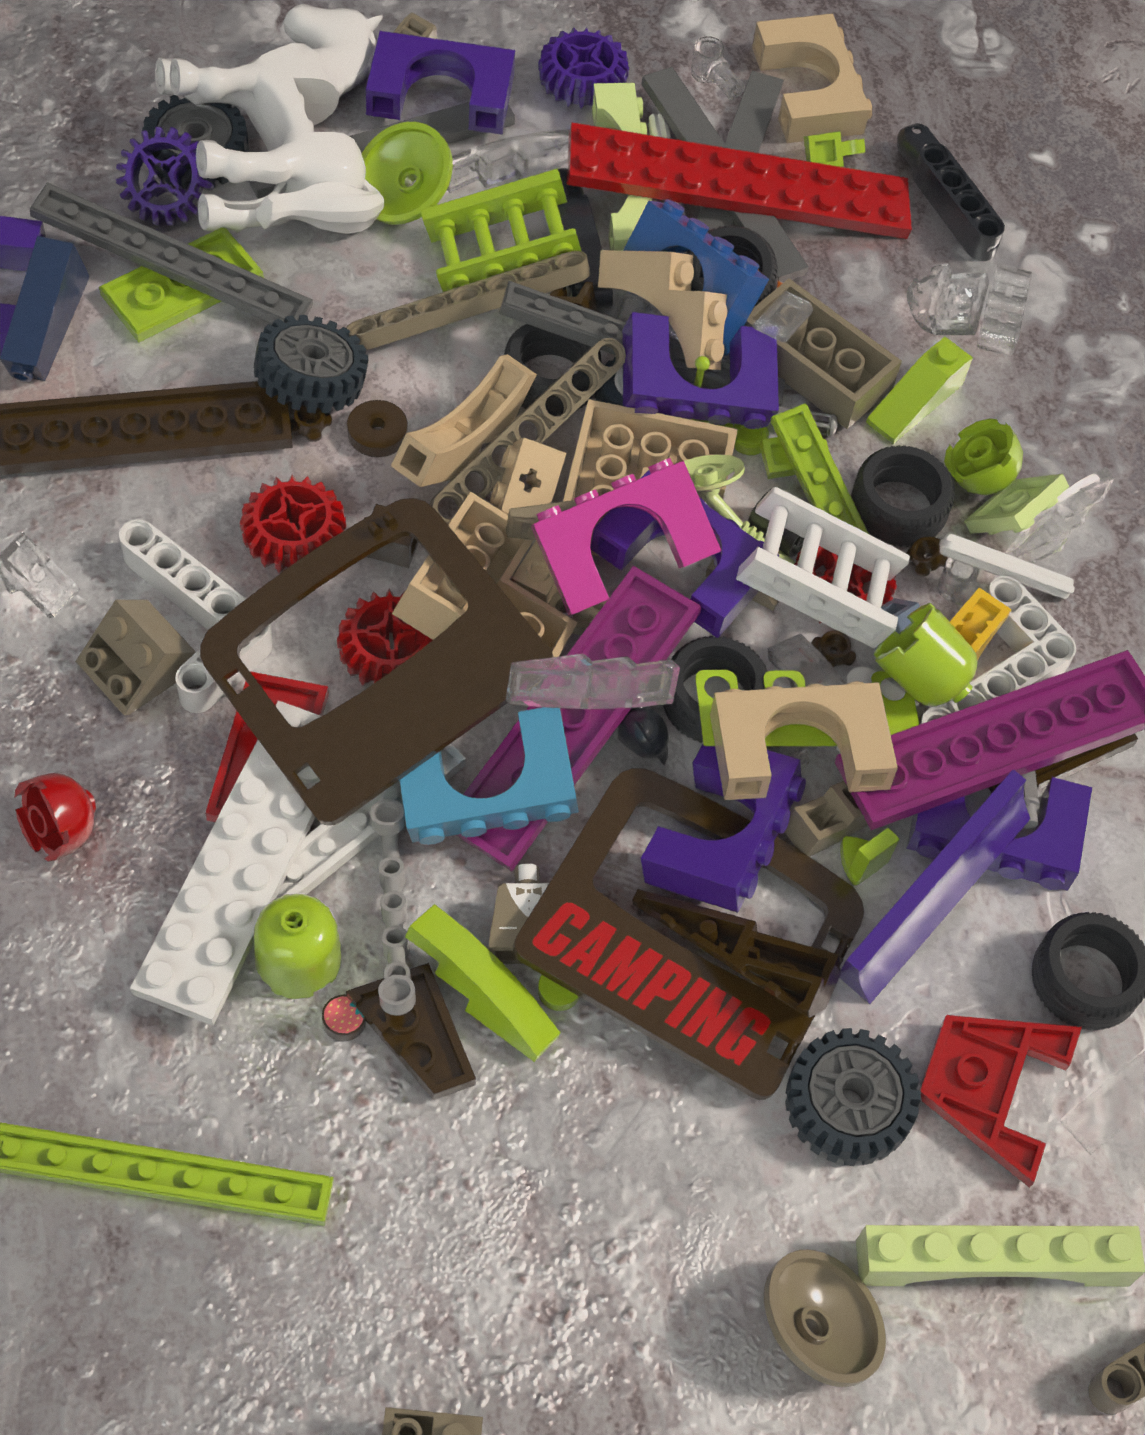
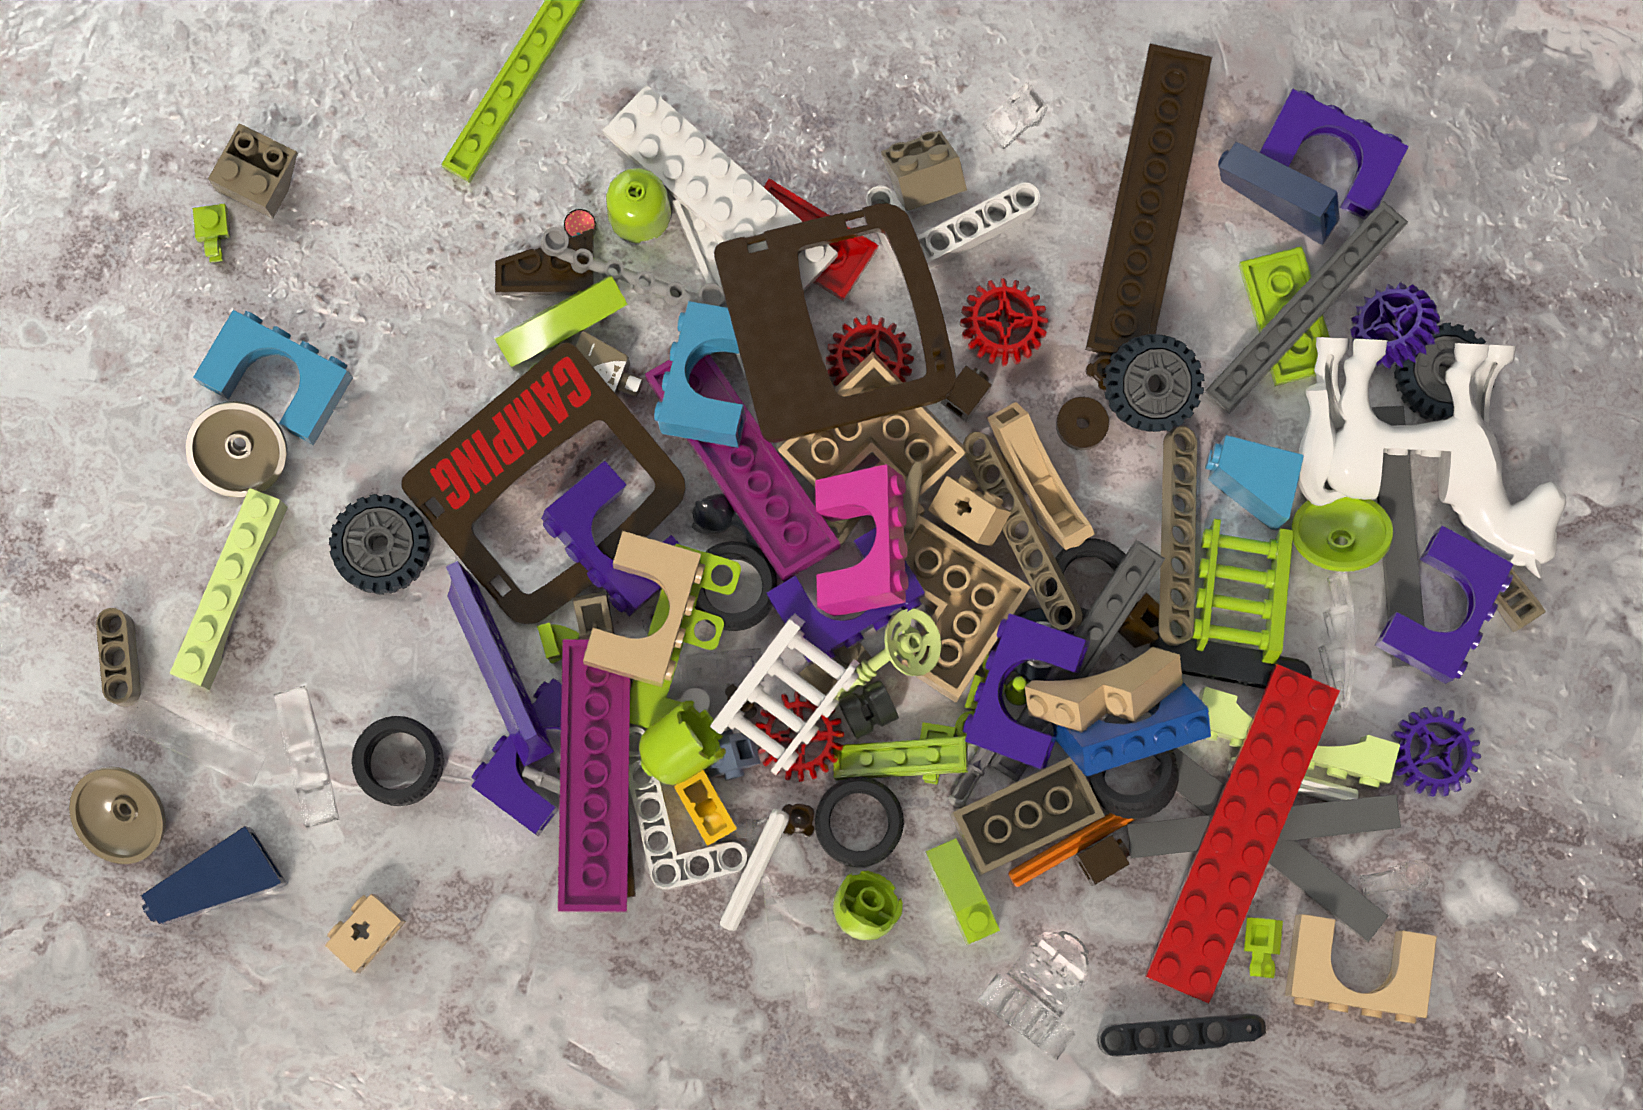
camera: 115 degrees right, 20 degrees up
(55, 814) = (804, 78): red cylinder -> none
(380, 247) = (1256, 477): none -> dark azure slope
(590, 684) = (743, 451): clear slope -> none
(670, 1377) = (246, 341): none -> dark azure arch
(784, 316) = (1053, 781): clear tile -> none
(786, 969) = (483, 525): dark brown wedge -> none
(826, 283) = (1103, 859): none -> dark brown brick
(976, 1076) = (360, 640): red wing -> none
(1017, 505) = (810, 910): yellowish green plate -> none

